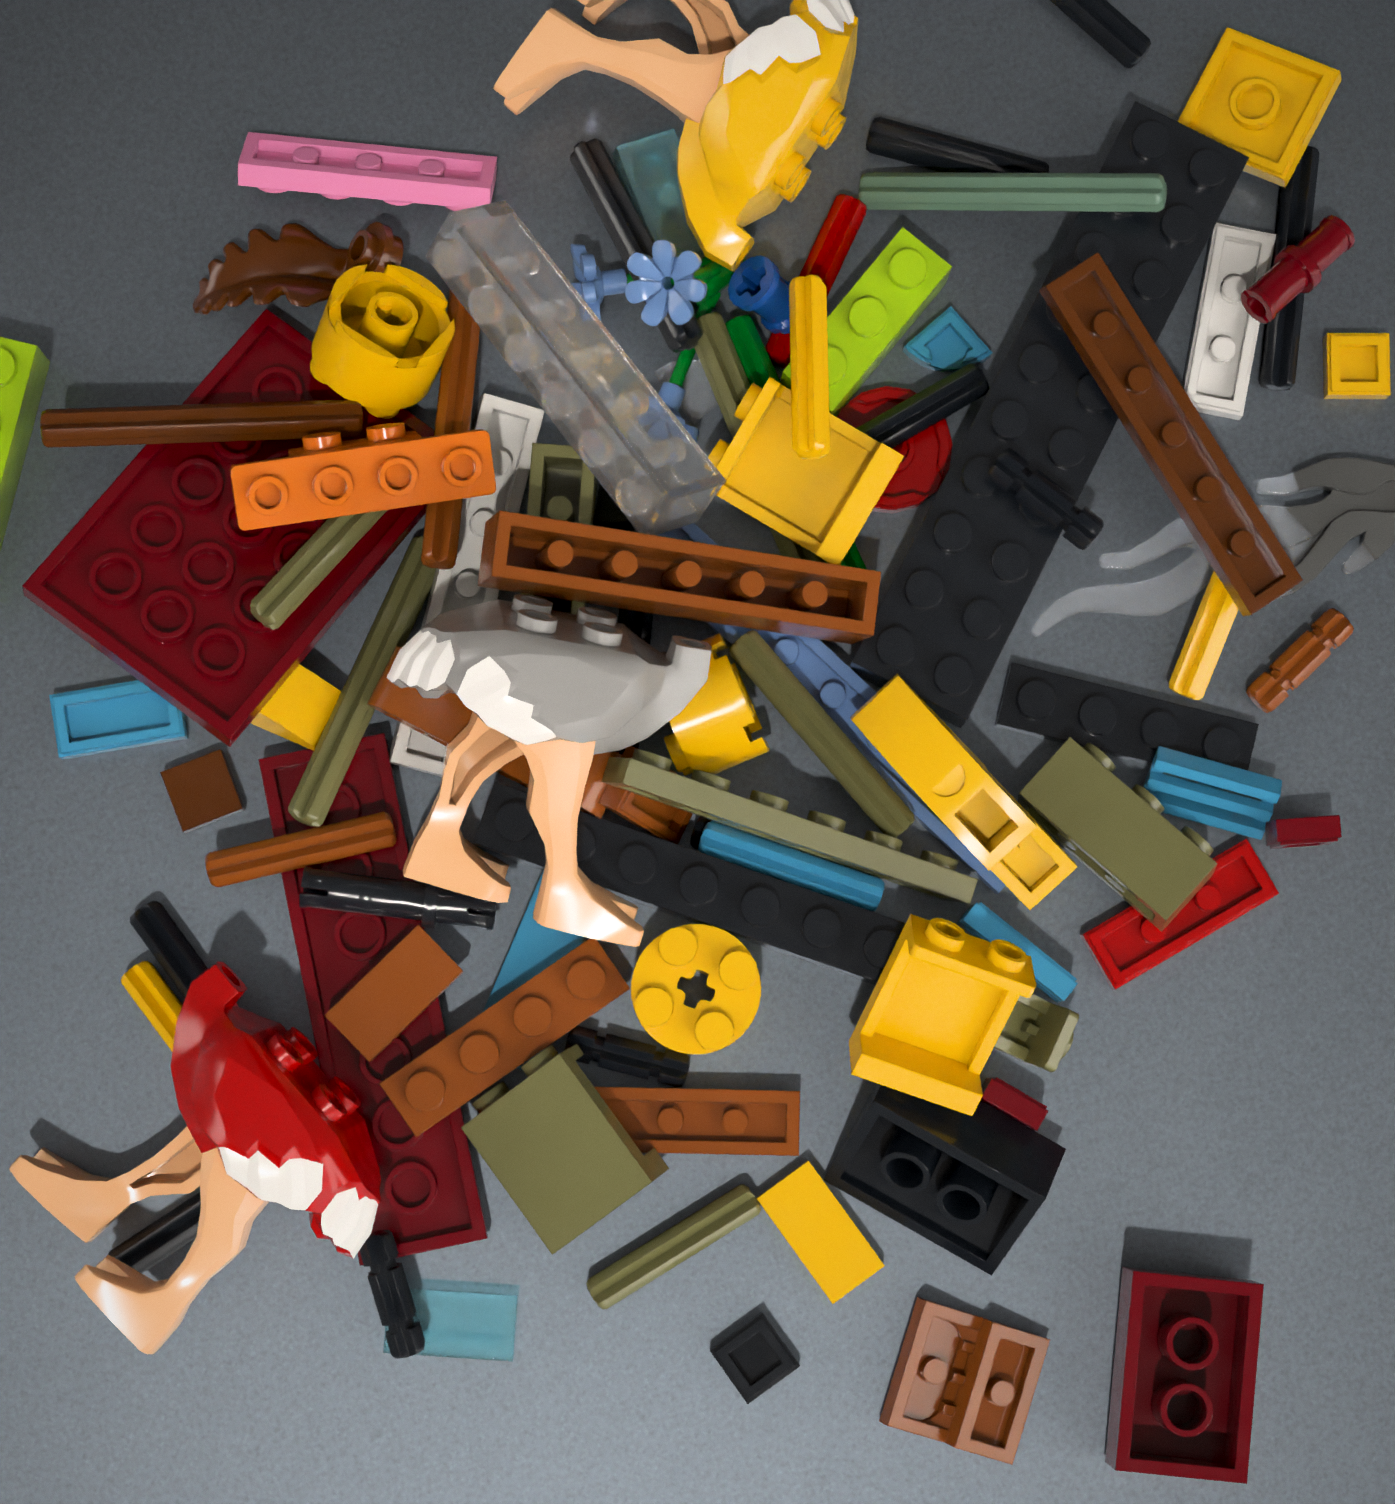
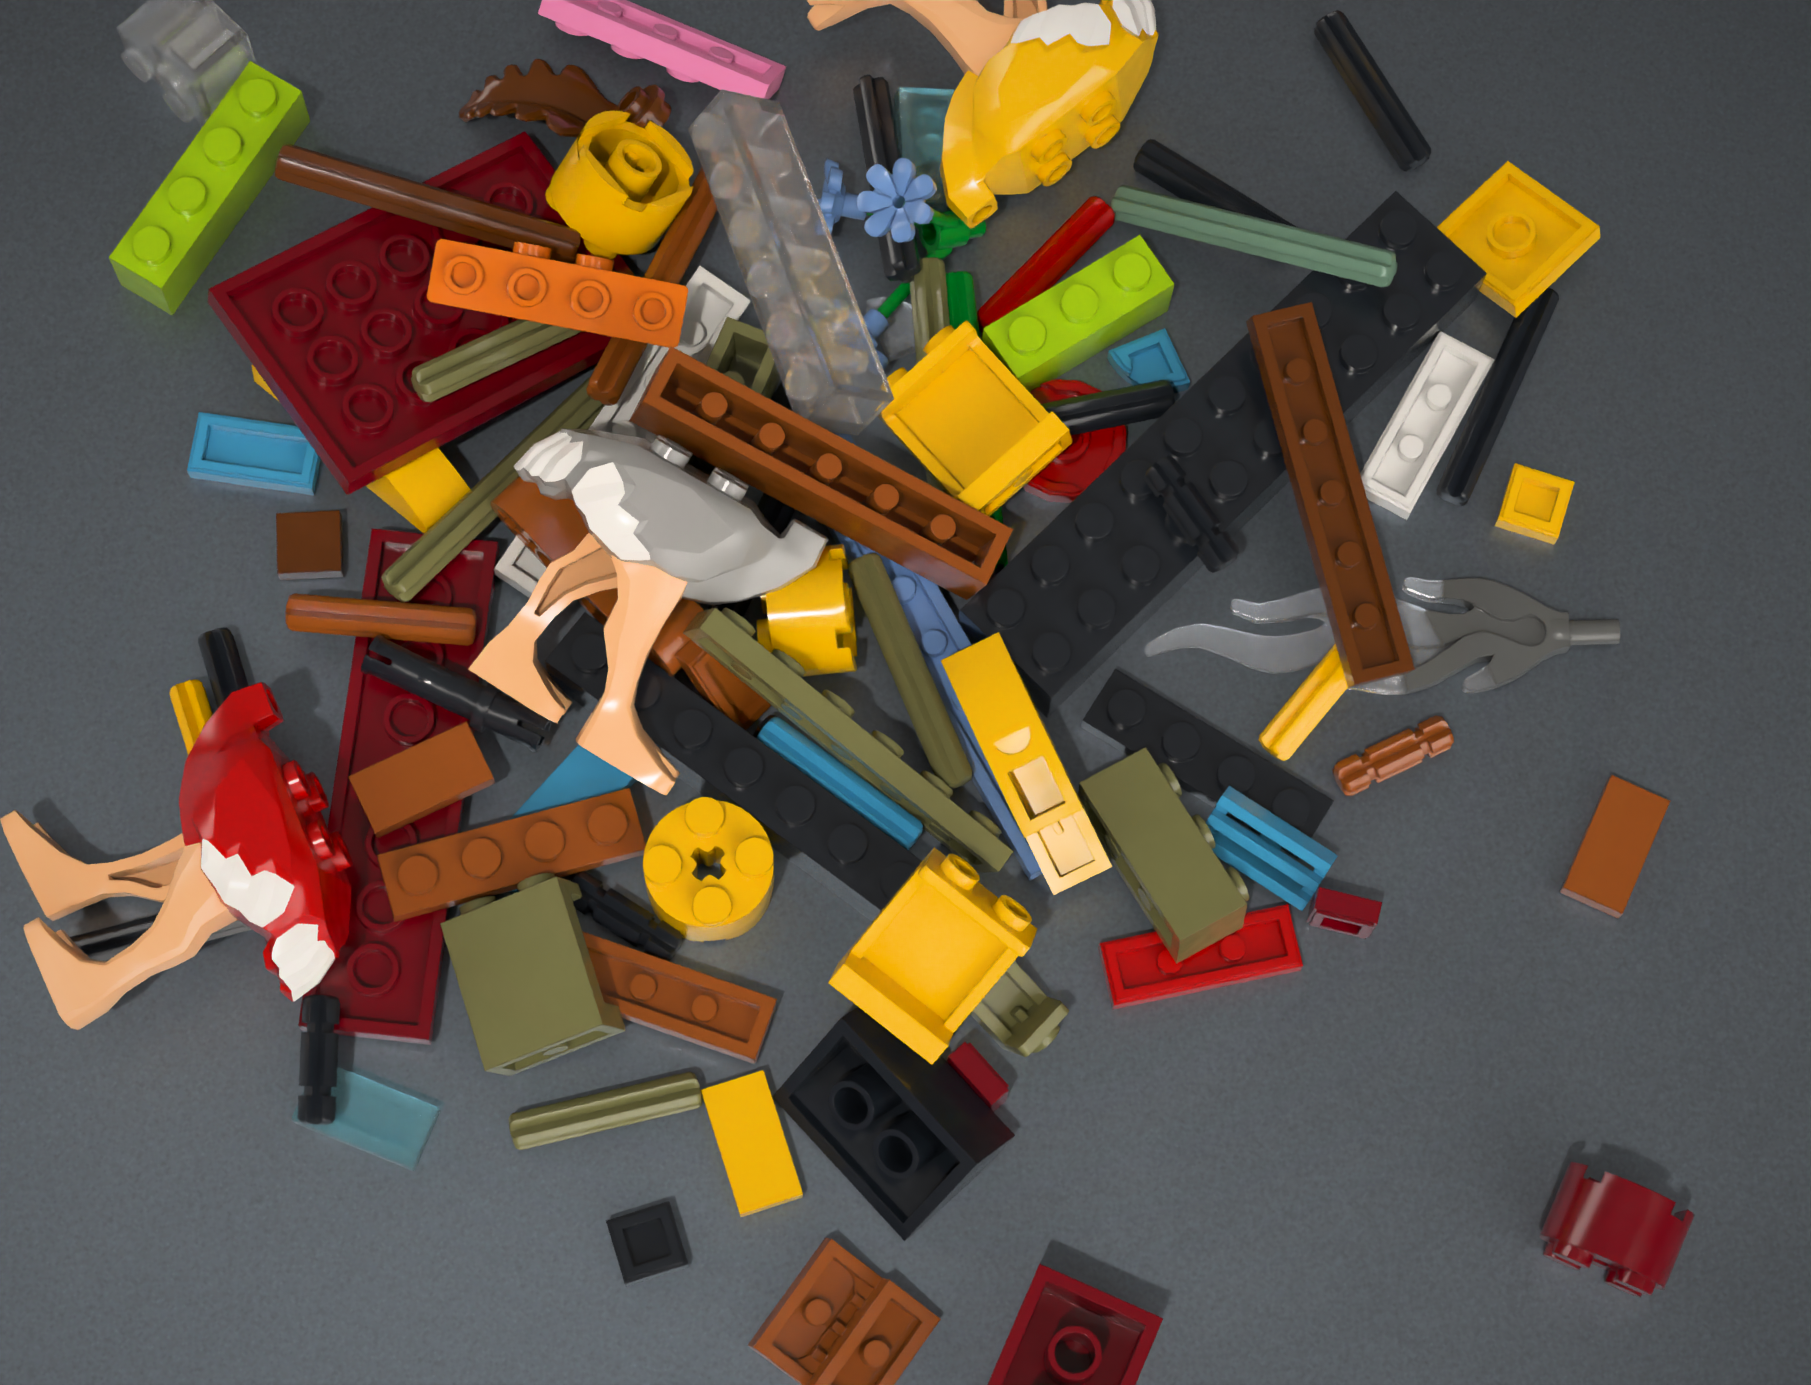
camera: 20 degrees right, 10 degrees down
(760, 288) = (995, 259): blue bush -> none
(809, 367) = (1008, 327): yellow axle -> none
(1049, 975) = (1045, 955): dark azure tile -> none
(1297, 269) = (1502, 391): dark red pin -> none

